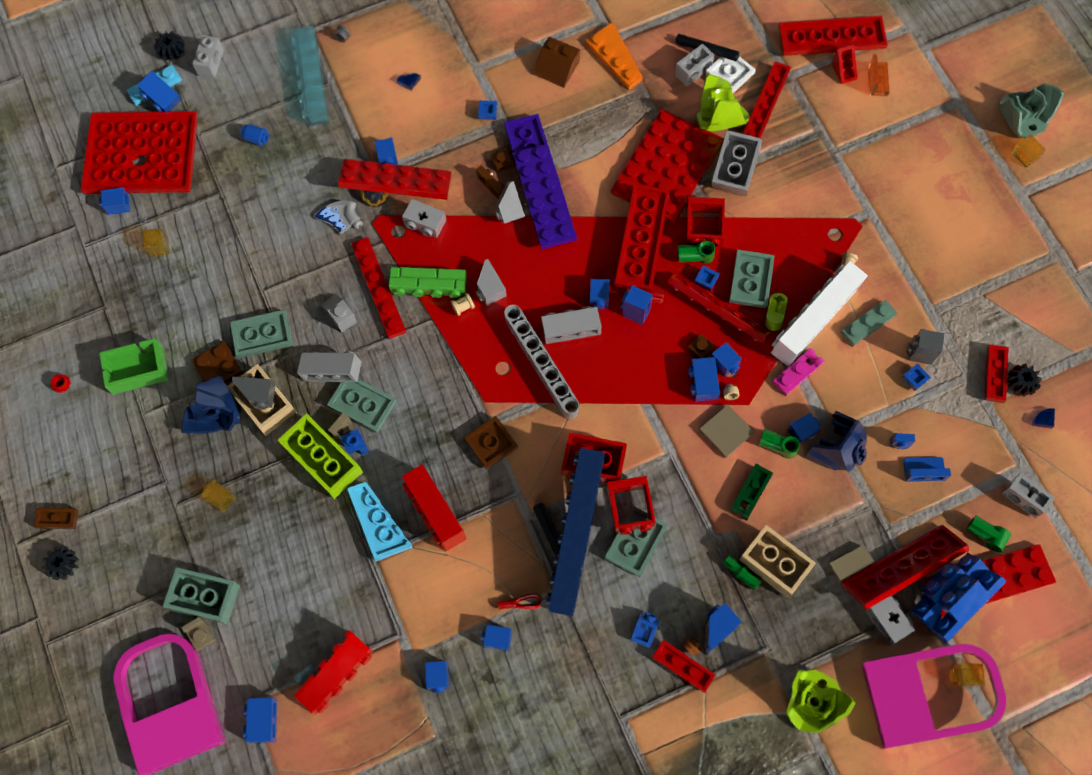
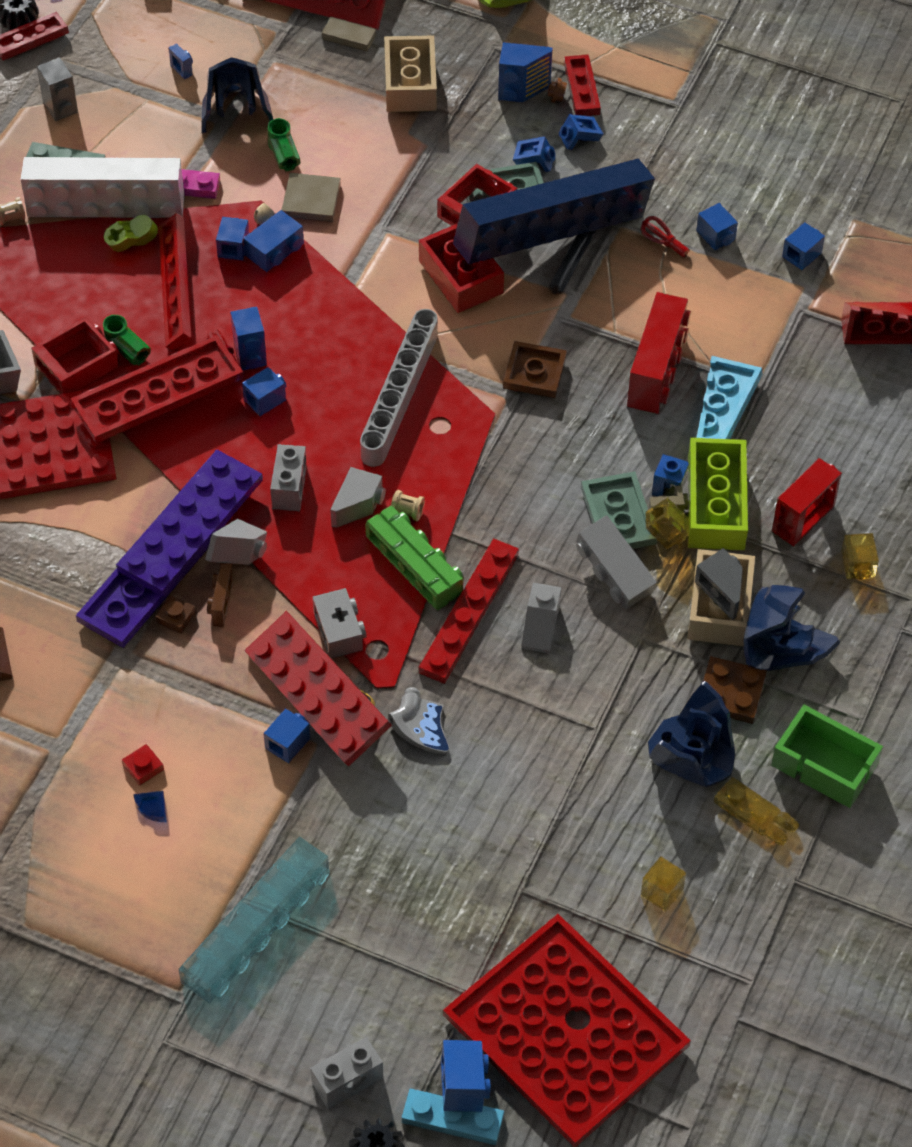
camera: 135 degrees left, 15 degrees down
(114, 201) = (662, 987): blue brick -> none
(150, 318) = (755, 811): none -> clear yellow hinge
(201, 307) = (699, 738): none -> dark blue piece
(254, 134) = (406, 909): blue brick -> none
(261, 333) = (648, 673): sand green plate -> none
(268, 493) = (806, 501): none -> red window
(327, 412) = (667, 523): none -> clear yellow brick
(341, 33) = (153, 939): dark grey bush -> none
(433, 91) = (143, 764): none -> red plate
(487, 110) = (118, 677): blue plate -> none
(530, 261) = (288, 477): none -> light grey brick
(571, 325) = (329, 390): light grey brick -> none
(649, 584) = (535, 150): none -> blue bracket
(701, 347) = (236, 272): reddish brown plate -> none
(706, 278) = (148, 314): blue plate -> none
(742, 572) = (446, 99): green pin -> none
(751, 491) = (357, 138): dark green plate -> none
(752, 279) = (109, 277): sand green plate -> none
(805, 428) = (246, 136): blue brick -> none
(916, 377) = (96, 89): blue plate -> none
(925, 469) = (194, 32): blue panel -> none

